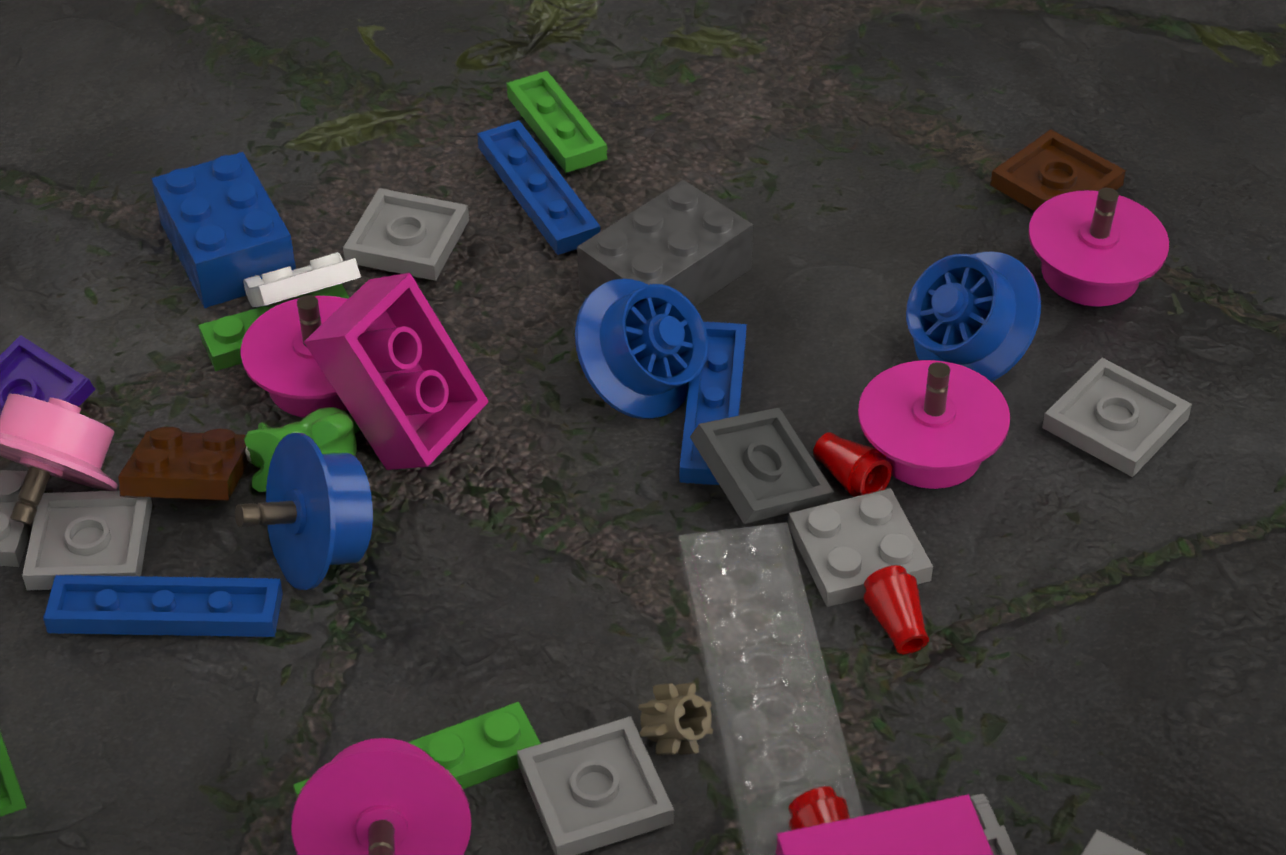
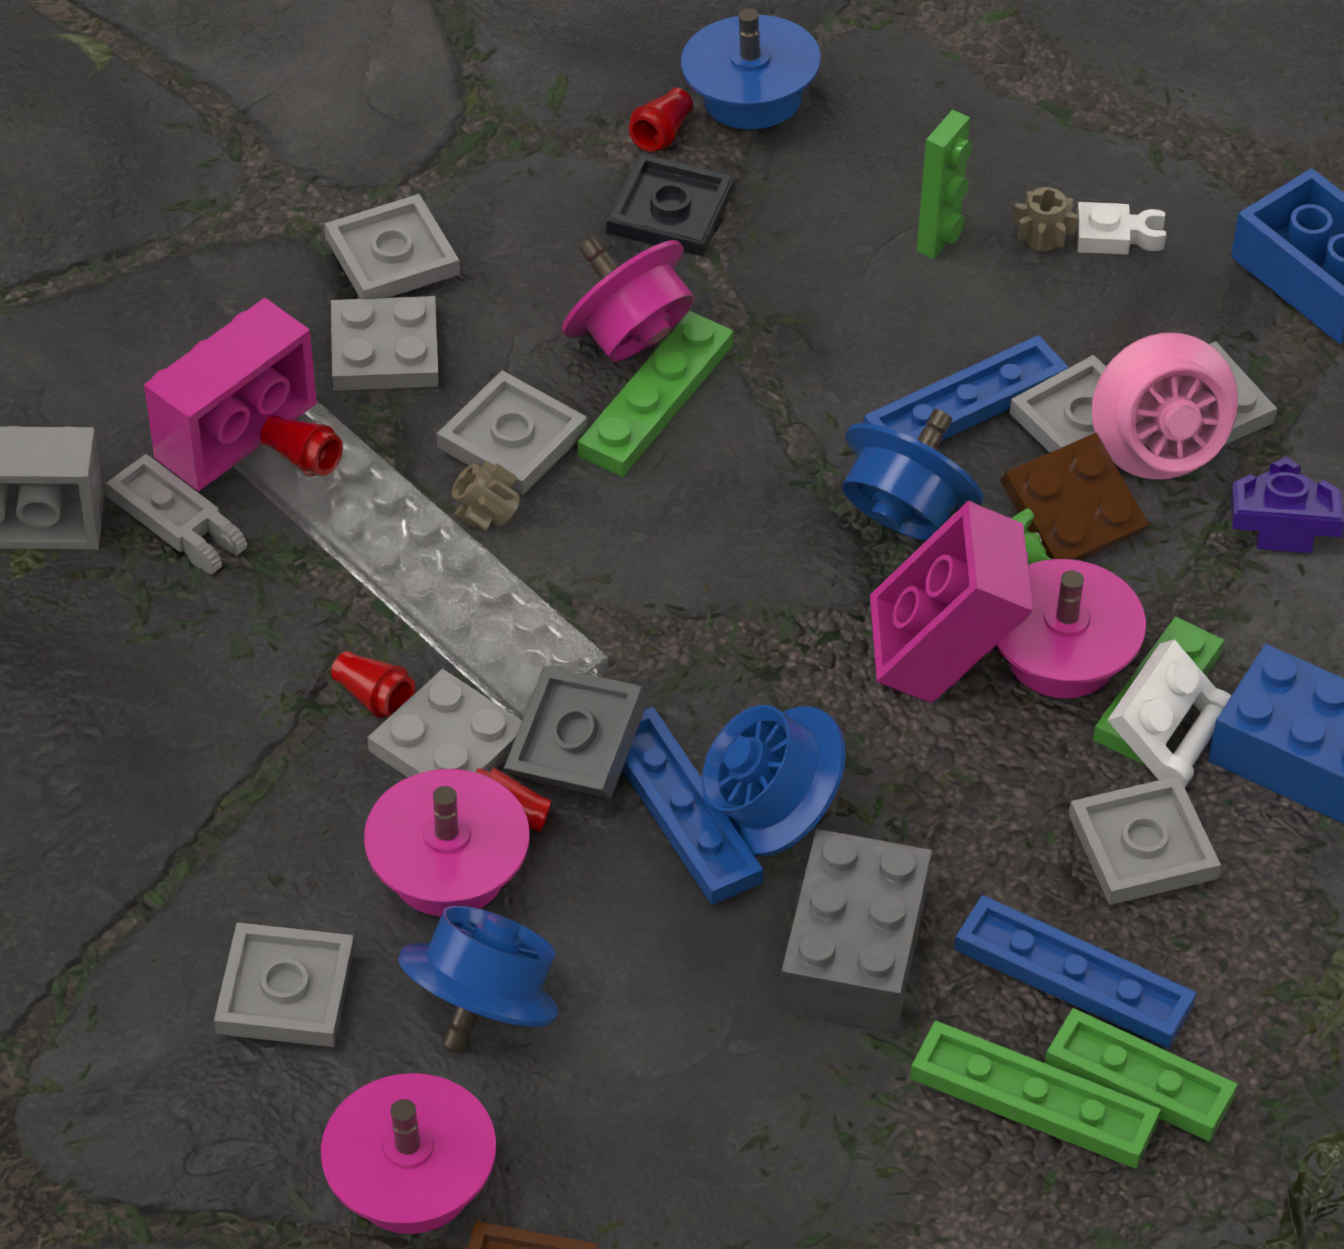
camera: 145 degrees right, 5 degrees up
(634, 137) = (1035, 1094): none -> bright green plate

